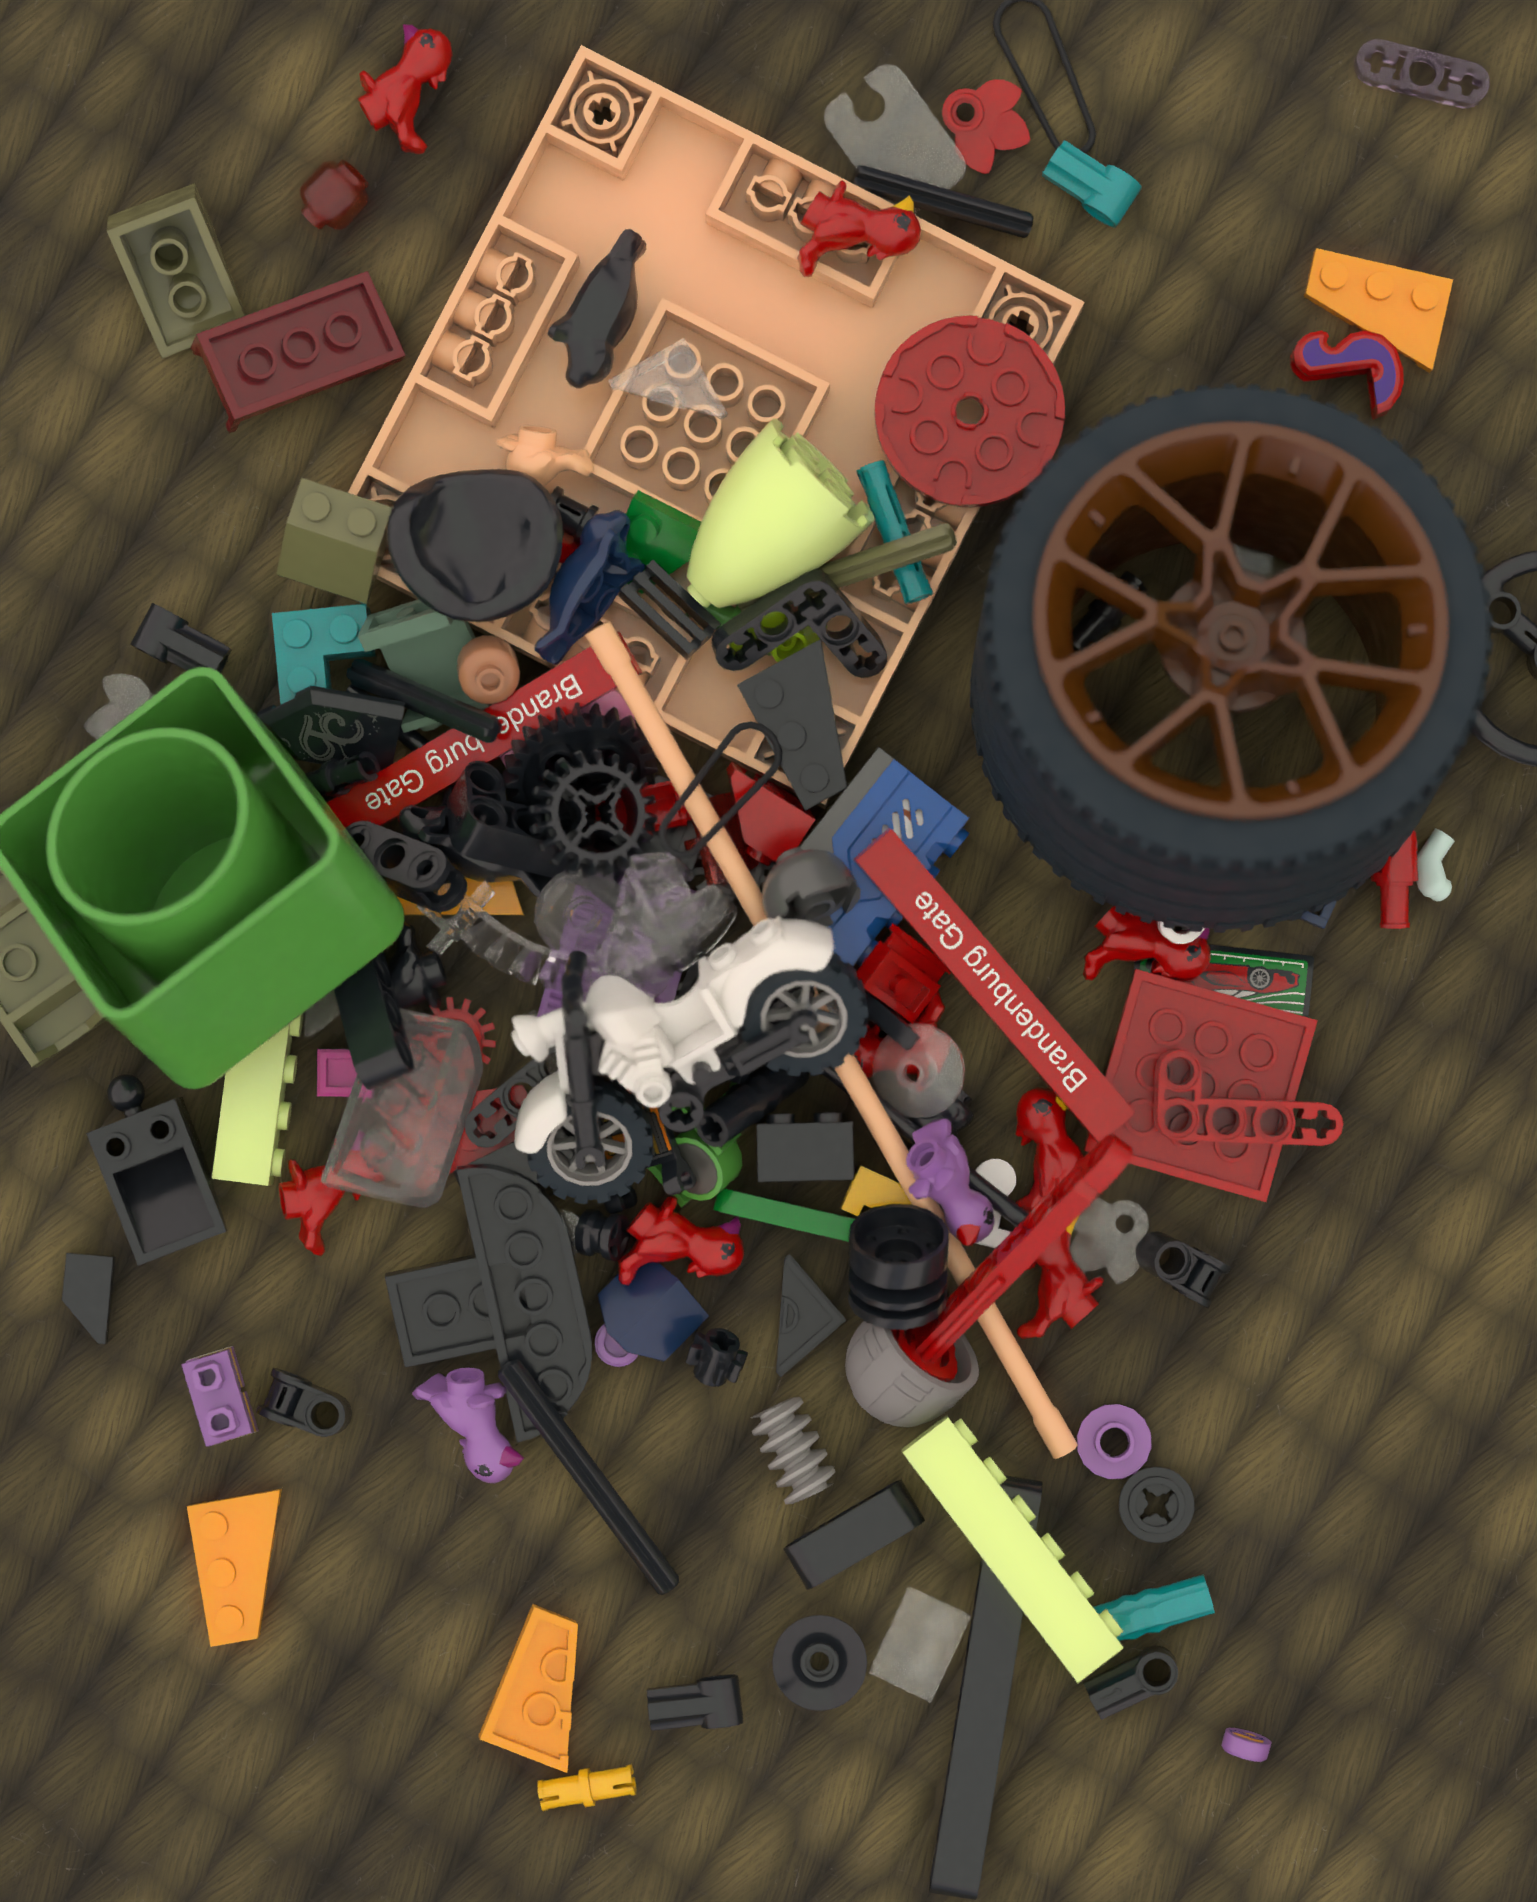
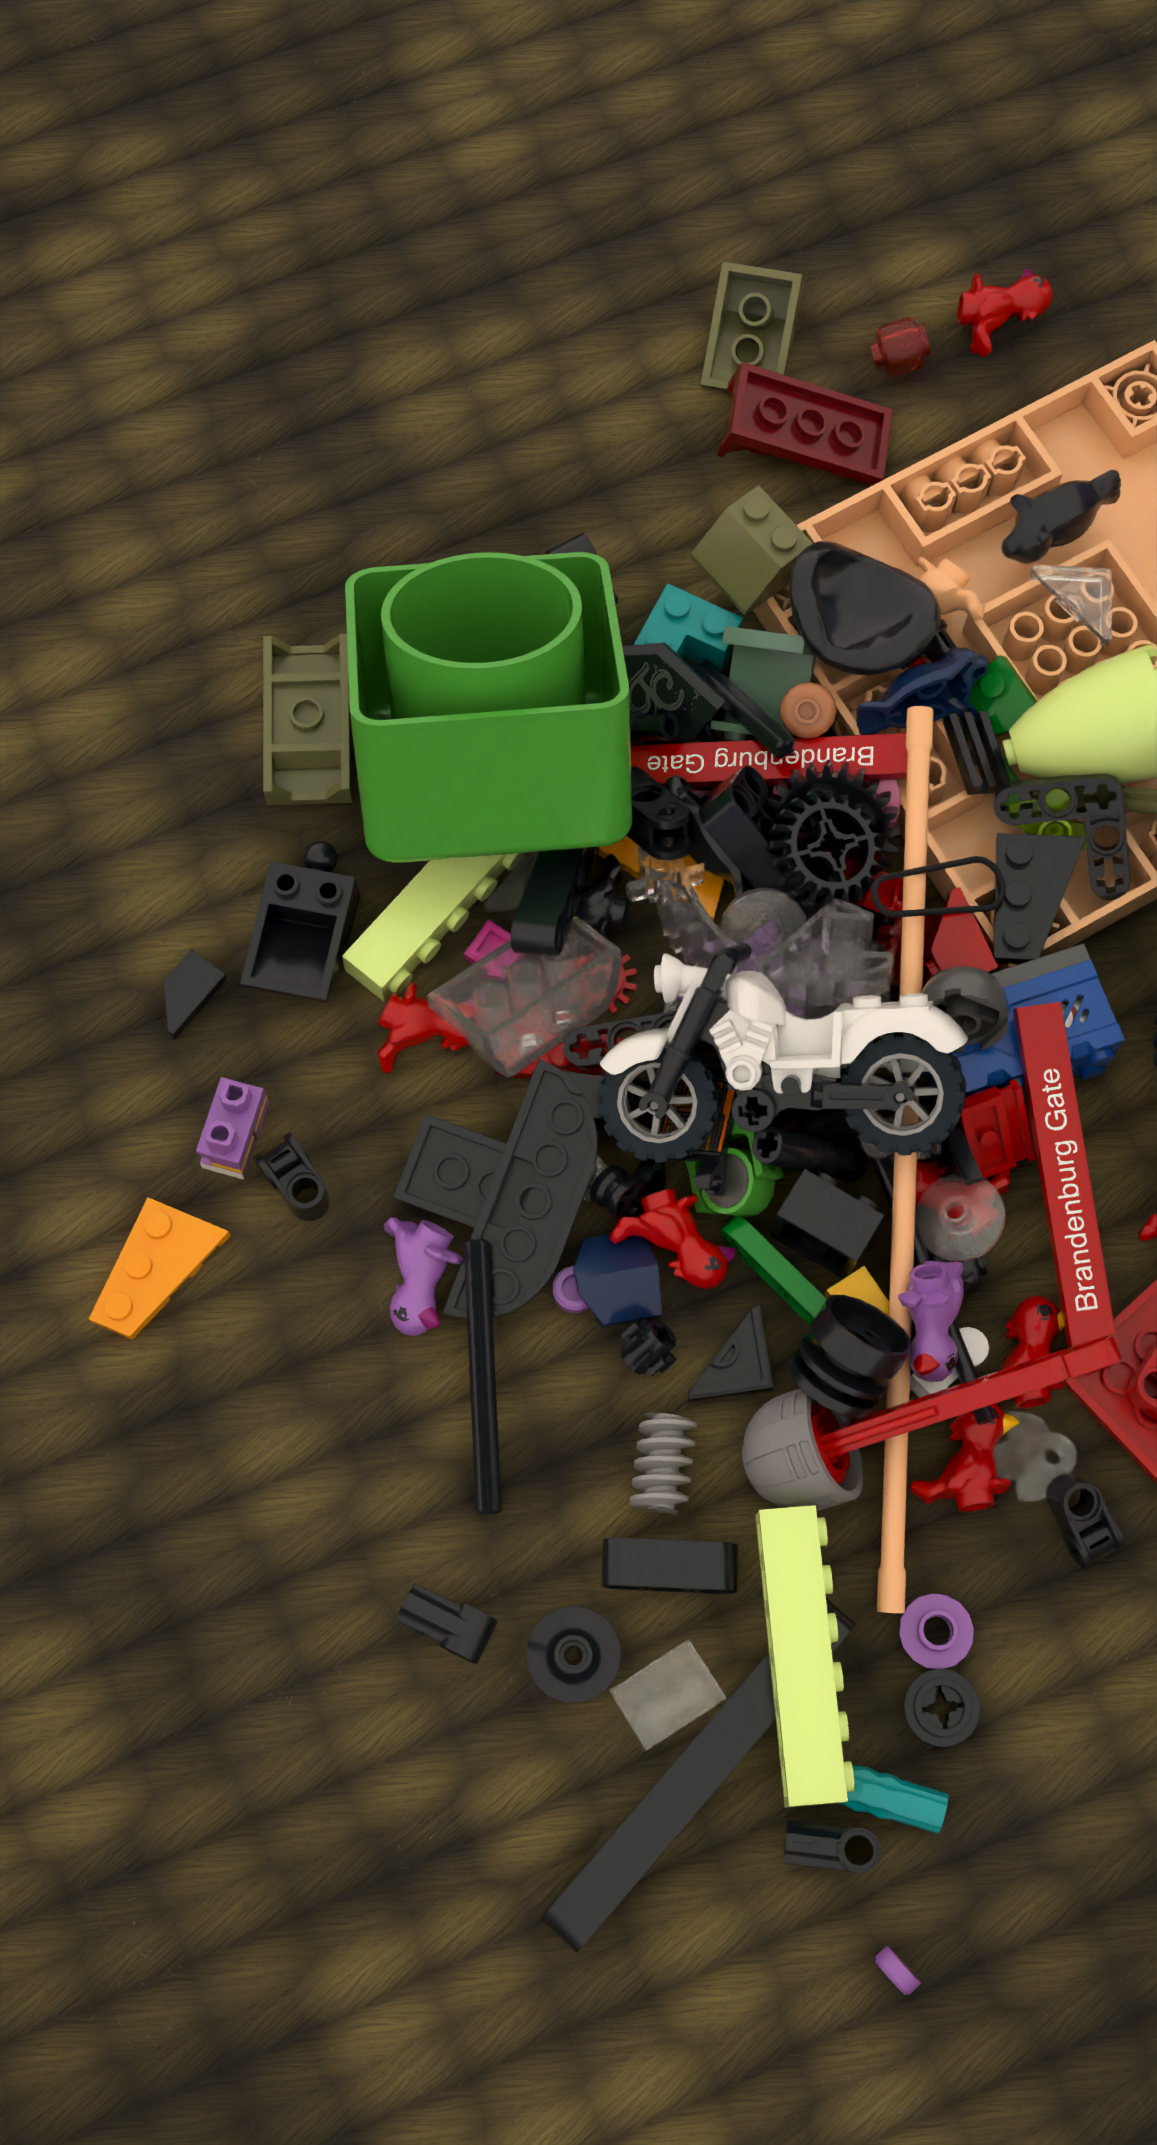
camera: 25 degrees right, 15 degrees down
(535, 1693) = (321, 1527): light orange wing -> none
(587, 1787) = (311, 1634): yellow pin -> none

